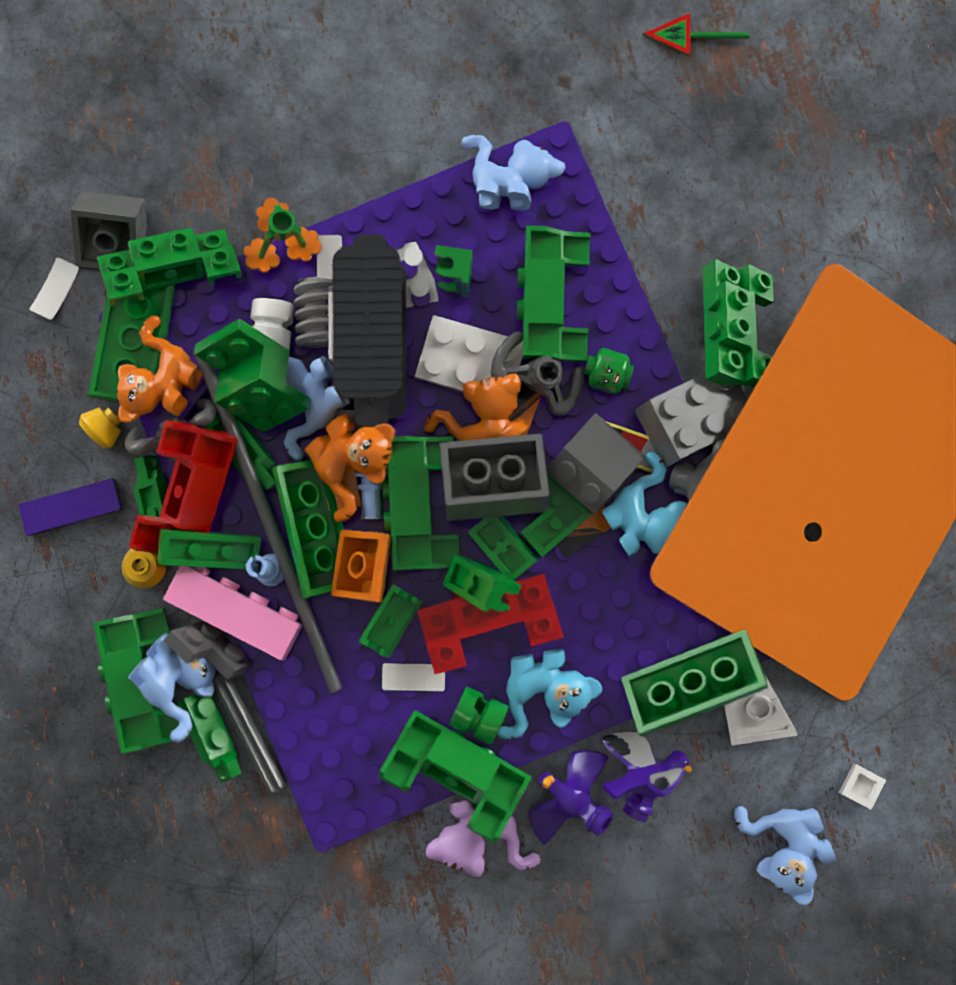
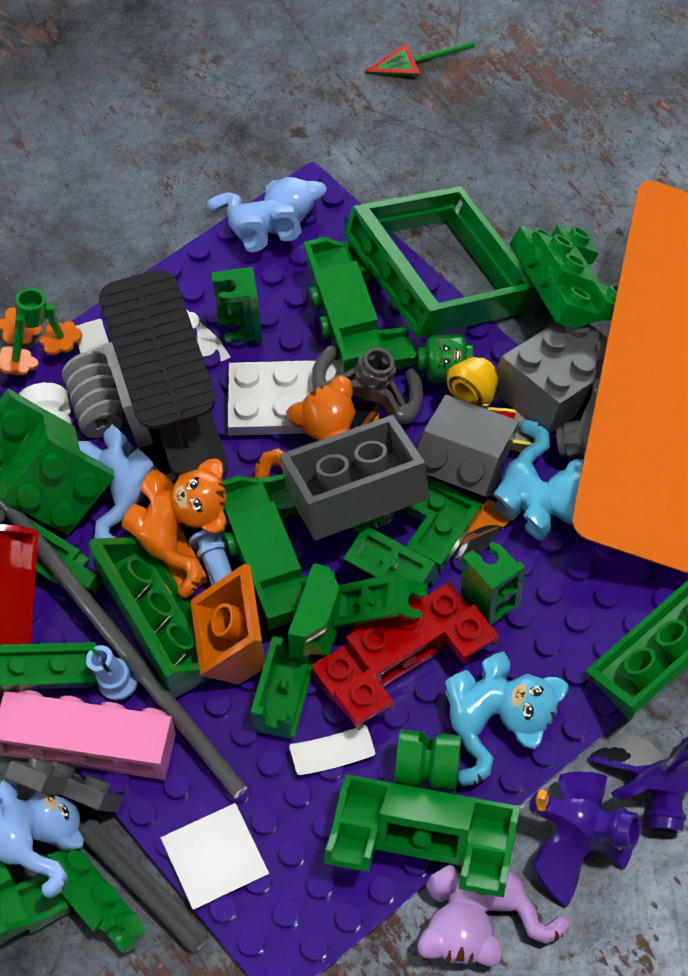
camera: 15 degrees left, 25 degrees down
(304, 730) = (214, 856): none -> white sticker
(430, 580) = (313, 621): none -> green slope
(575, 596) = (492, 587): none -> green hinge
(591, 278) = (368, 234): none -> green window
(622, 407) = (473, 381): none -> yellow cone

